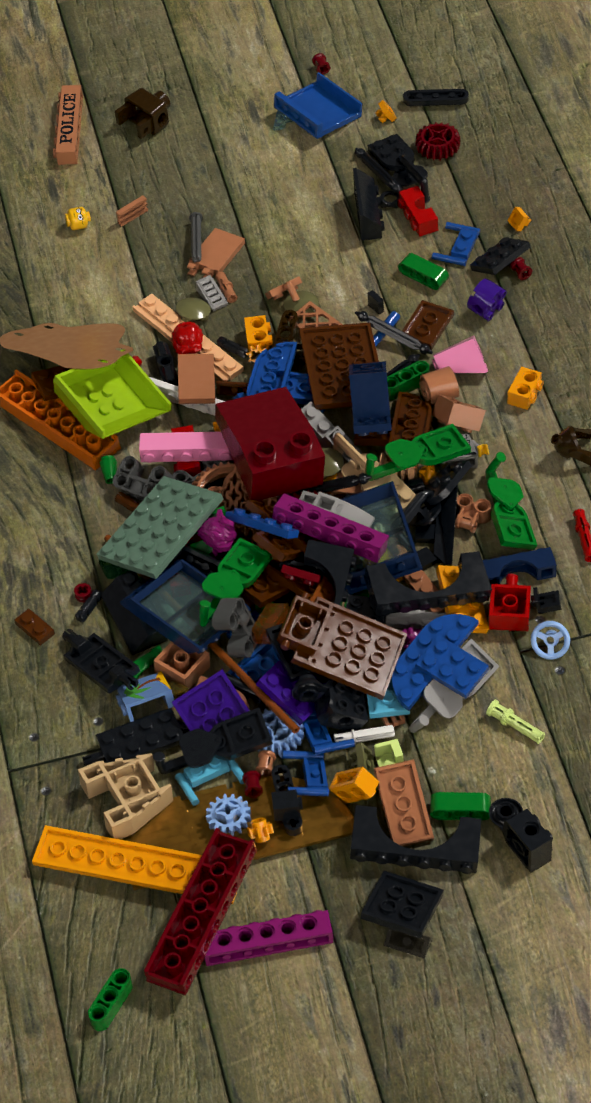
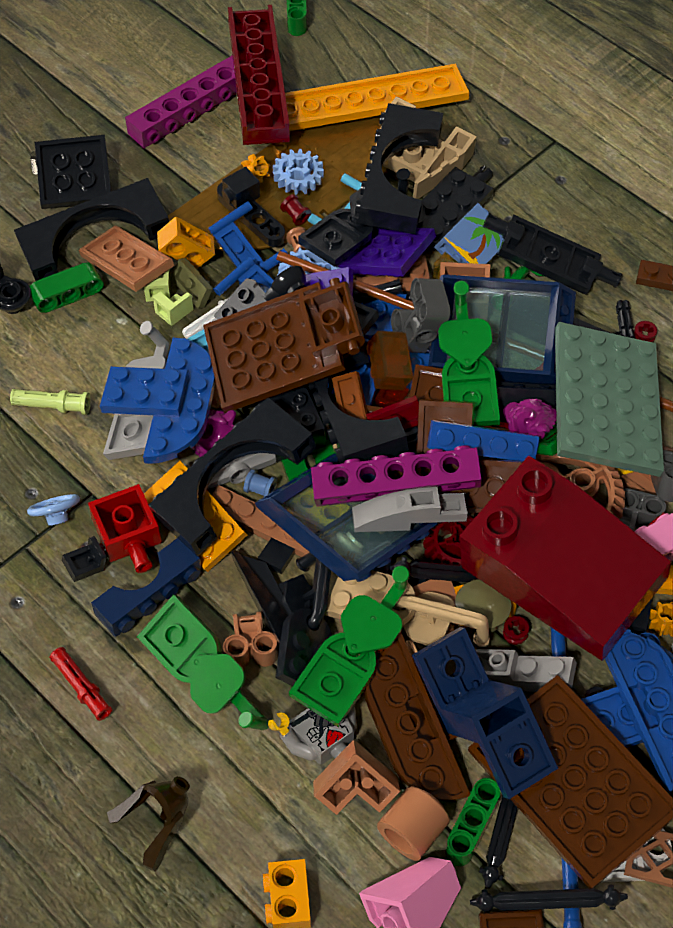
camera: 145 degrees right, 5 degrees up
(137, 785) = (381, 202): none -> black arch

